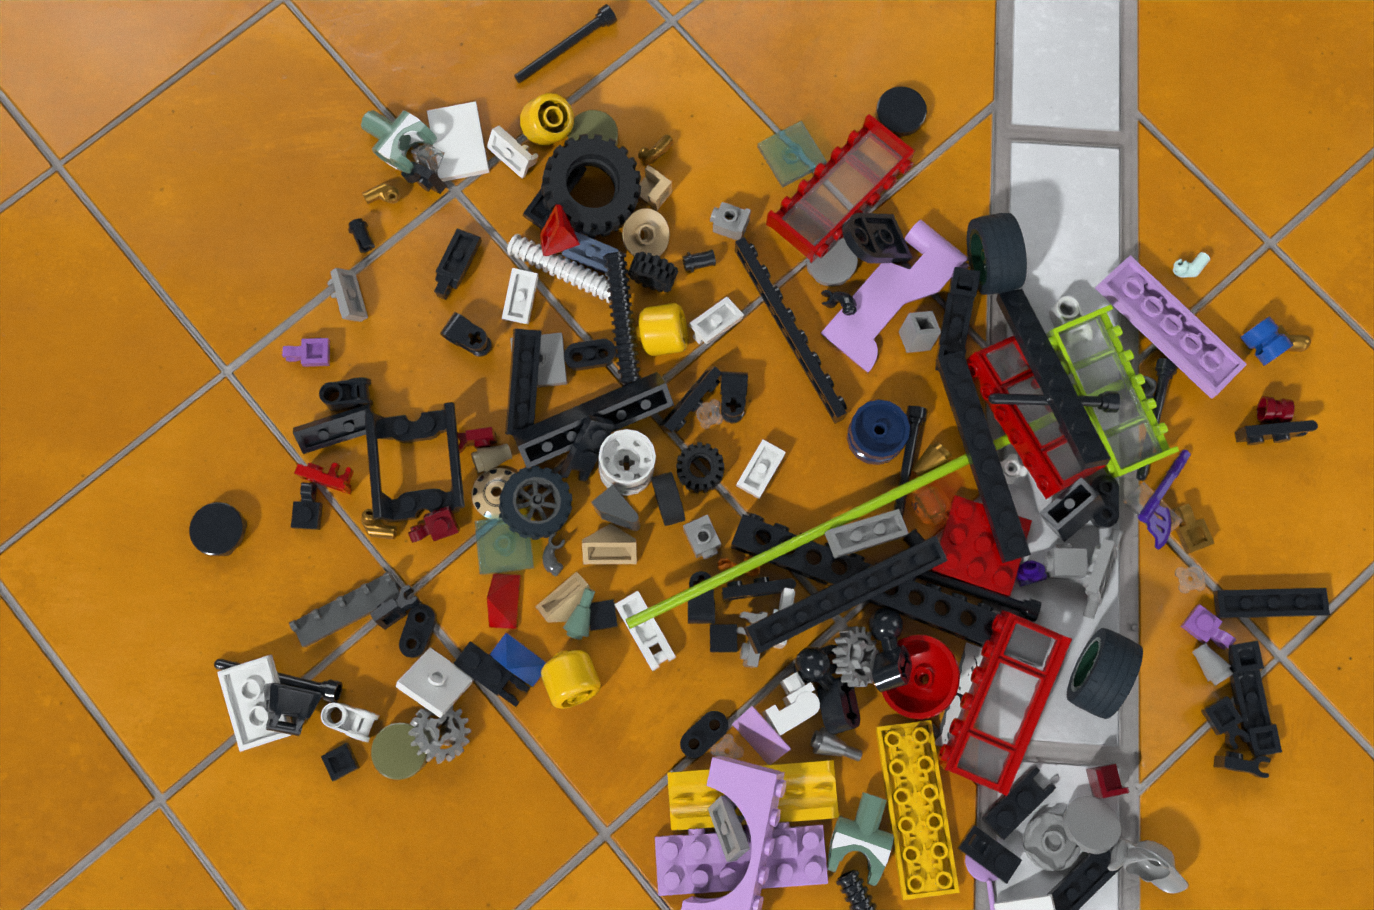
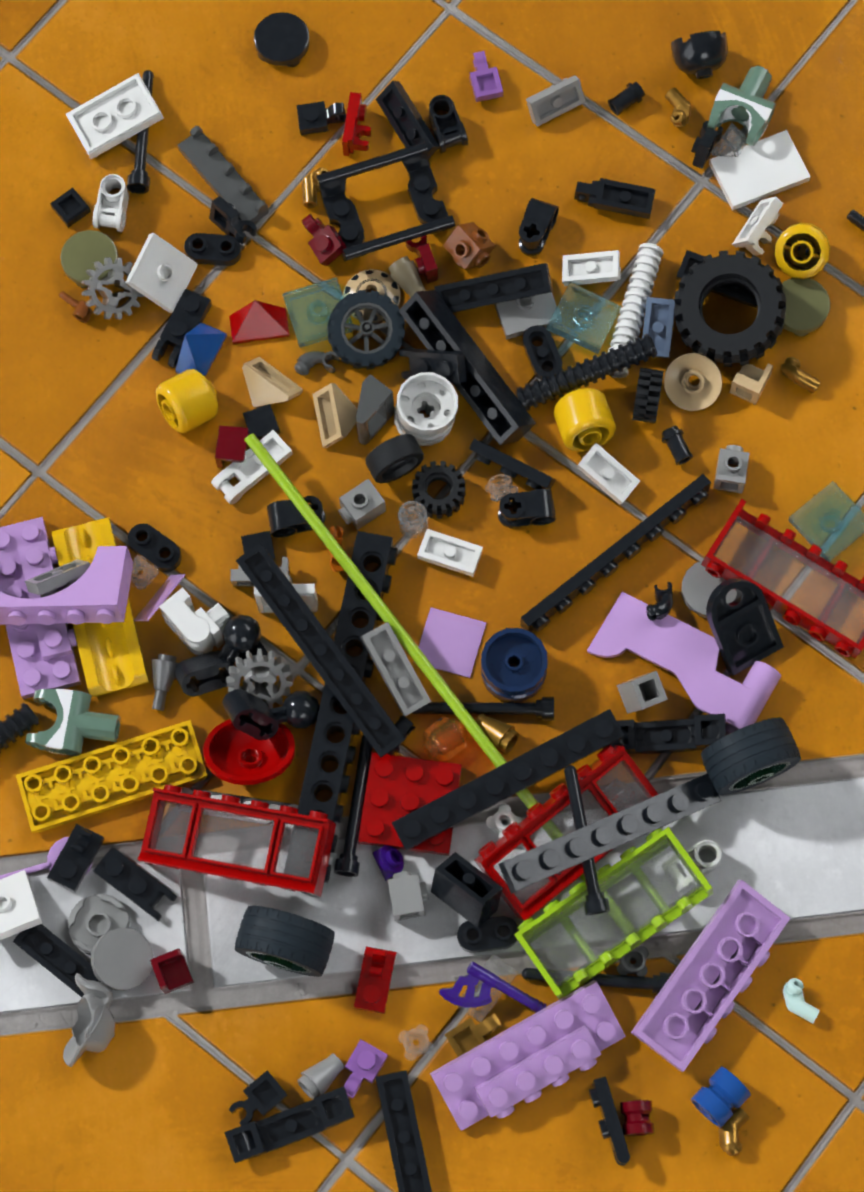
camera: 80 degrees right, 5 degrees down
(291, 702) = (118, 143): black piece -> none
(338, 162) = (700, 53): none -> black cylinder
(452, 767) = (81, 311): none -> dark orange hand
(475, 395) = (469, 246): none -> dark orange brick
(557, 233) = (663, 285): red slope -> none
(565, 312) = (583, 318): none -> clear light blue plate
(579, 621) = (248, 399): sand green cone -> none
(623, 644) = (231, 445): none -> dark red panel
(724, 499) = (413, 525): none -> clear wheel
(761, 587) = (318, 573): black hinge -> none
(839, 484) = (451, 641): none -> lavender piece
(1097, 580) = (399, 930): light grey plate -> none
(1132, 604) = (375, 980): none -> red plate
(1218, 487) = (529, 1057): none -> lavender plate
(1235, 762) = (214, 1112): black plate -> none

